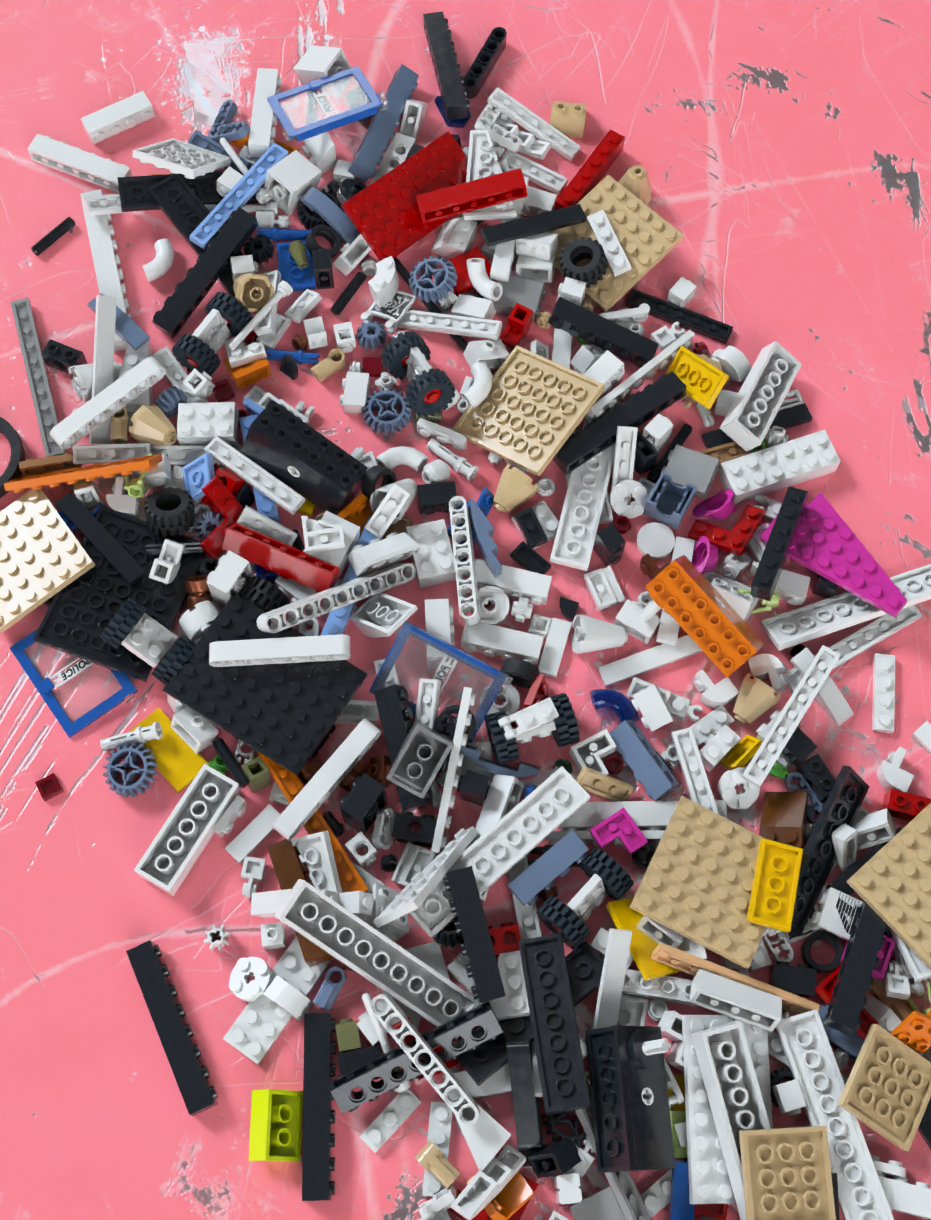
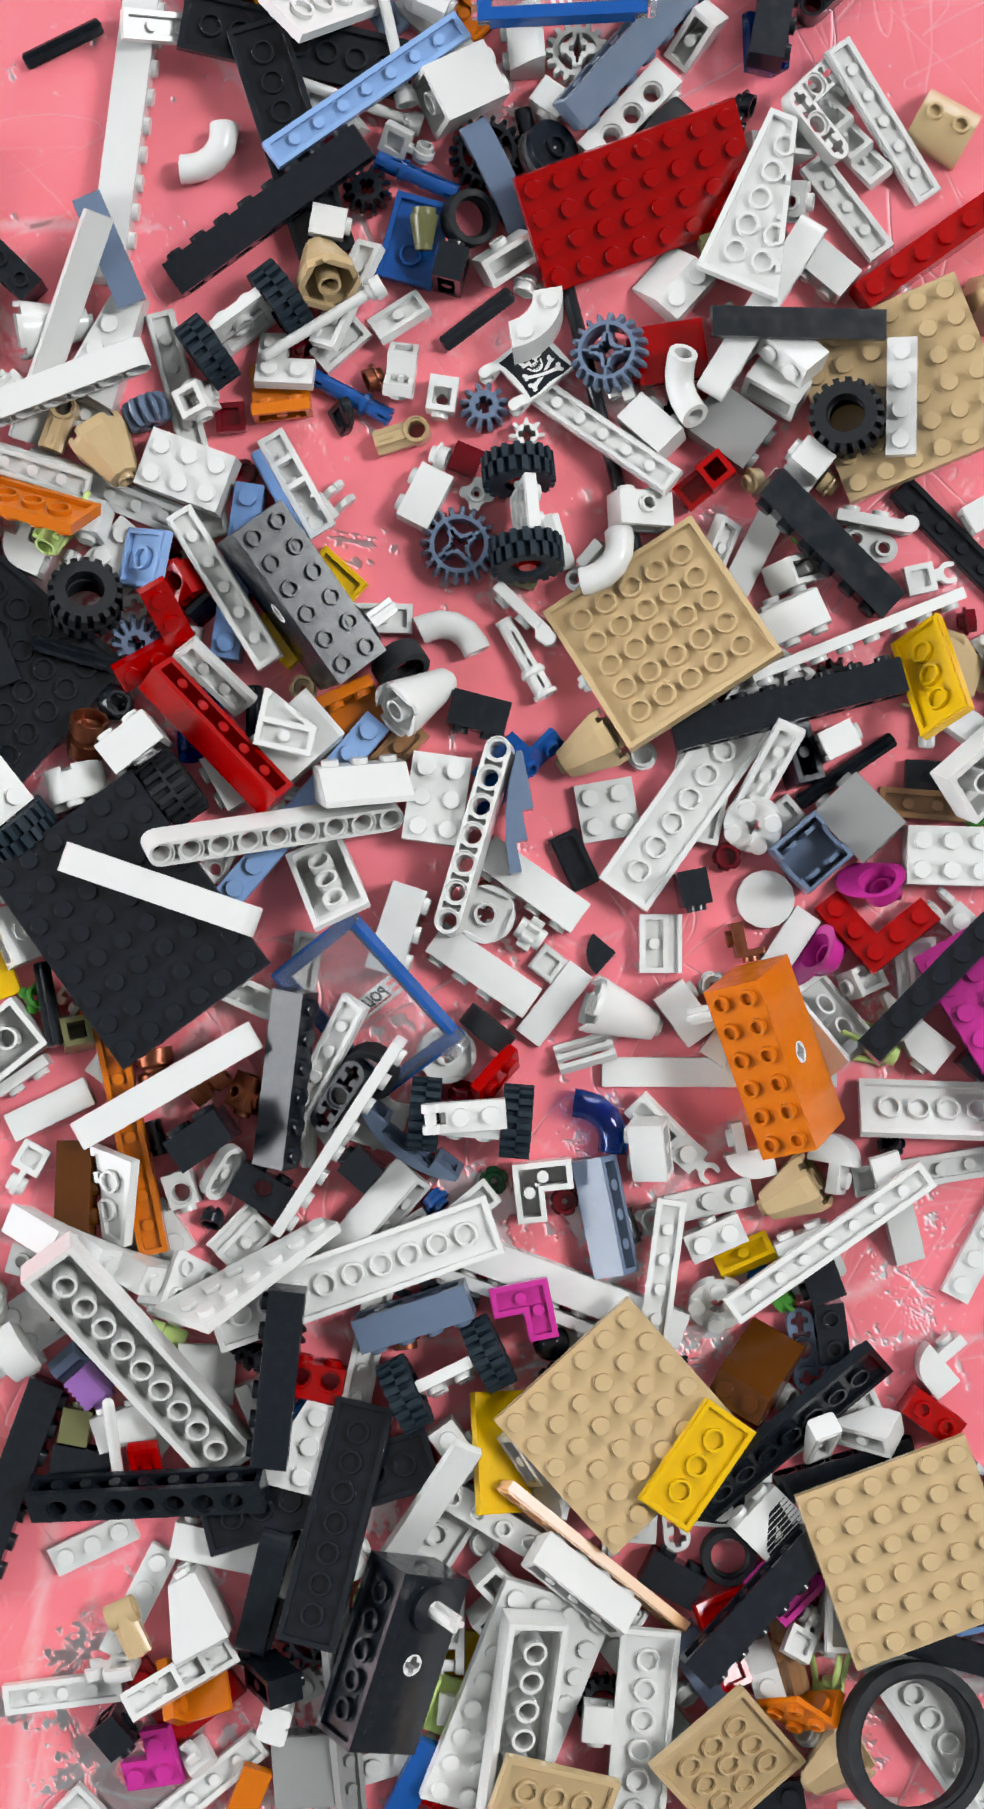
camera: 20 degrees right, 20 degrees up
(168, 564) = (55, 680): white brick -> none
(228, 181) = (358, 58): white brick -> none
(347, 145) = (563, 53): none -> white gear
(348, 1001) = (90, 1386): none -> medium lavender brick
(388, 510) = (393, 724): white plate -> none
(419, 759) = (297, 1113): flat silver slope -> none
(427, 1070) = (149, 1525): white beam -> none
(436, 472) = (492, 674): white head -> none
(472, 195) = (720, 238): red brick -> none
(530, 528) = (591, 818): black plate -> none
(586, 668) = (584, 1048): none -> white tile
(604, 785) = (535, 1234): tan tile -> none

